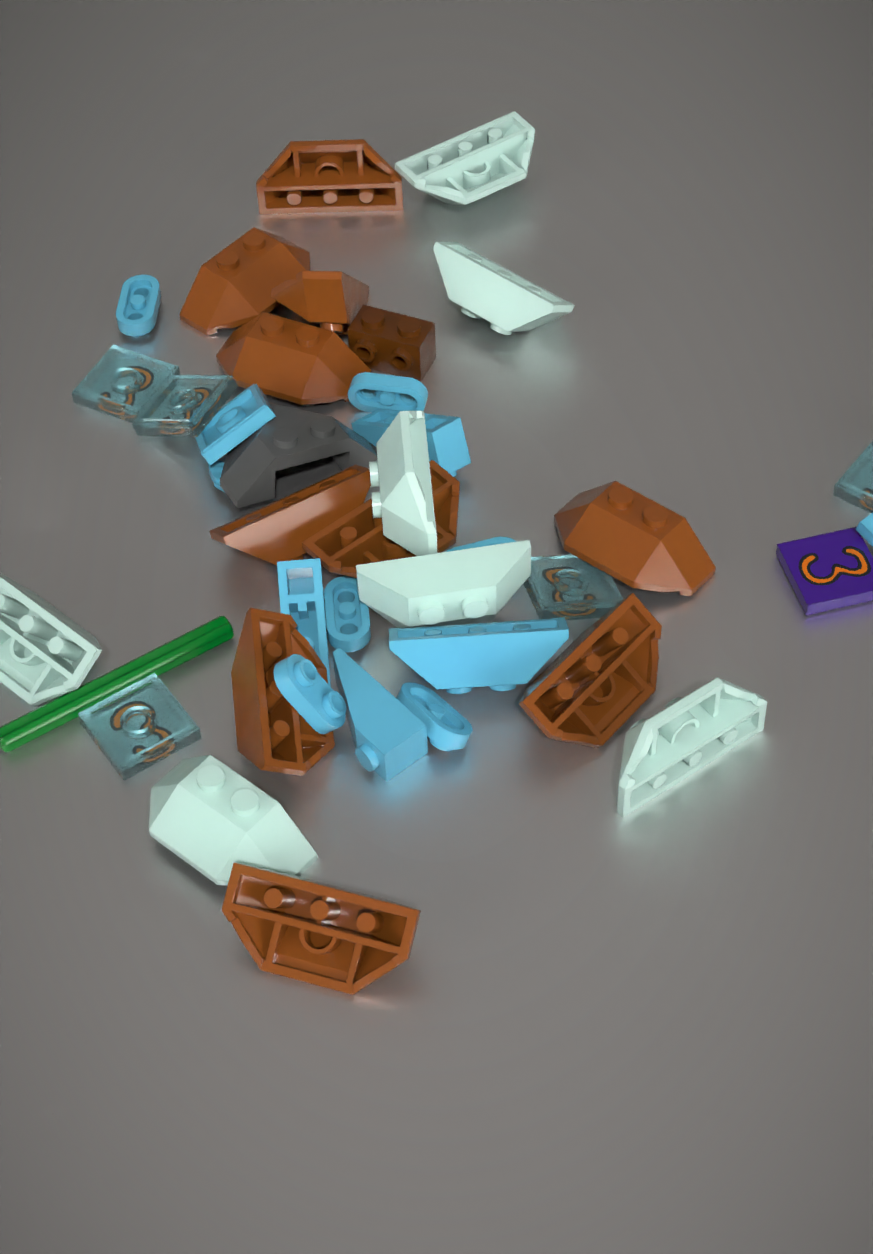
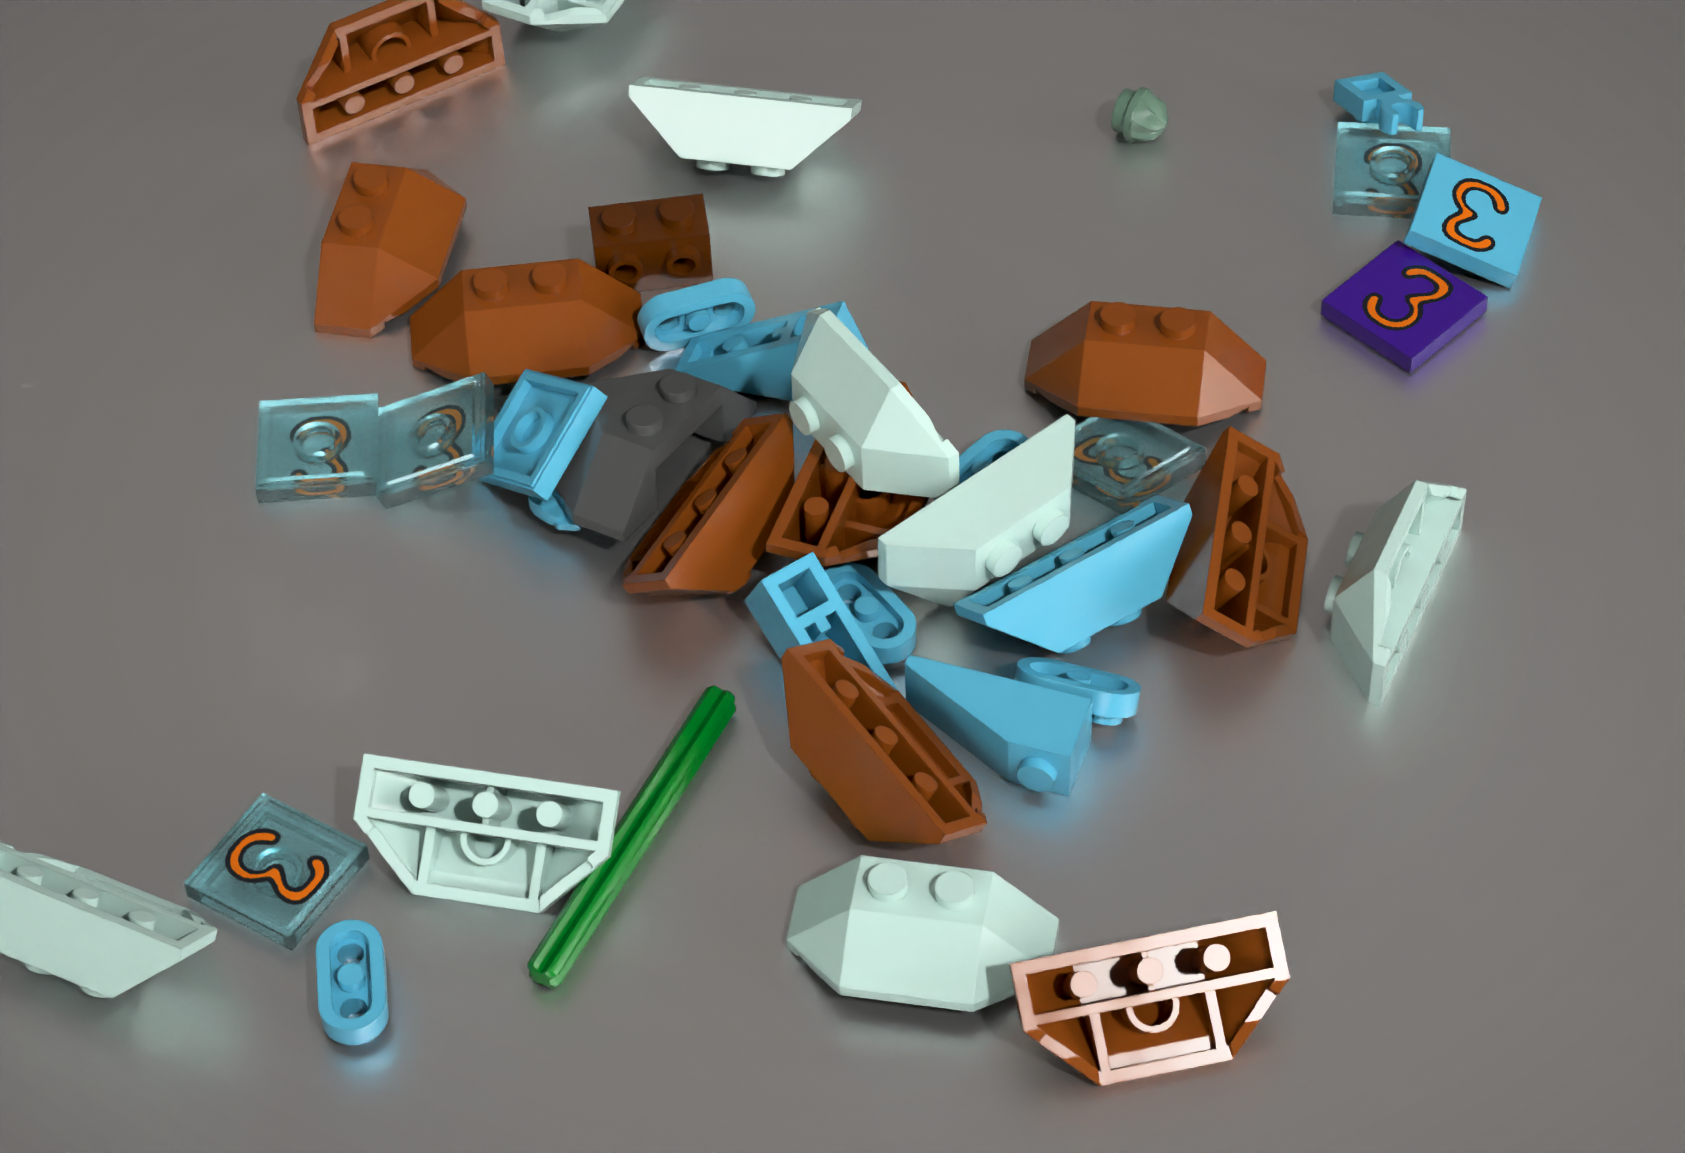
camera: 30 degrees left, 0 degrees up
(138, 305) = (252, 334): medium azure plate -> none
(139, 726) = (706, 873): clear light blue tile -> none
(310, 693) = (916, 720): medium azure plate -> none
(323, 298) = (535, 223): dark orange wedge -> none
(748, 382) = (1139, 115): none -> sand green plate

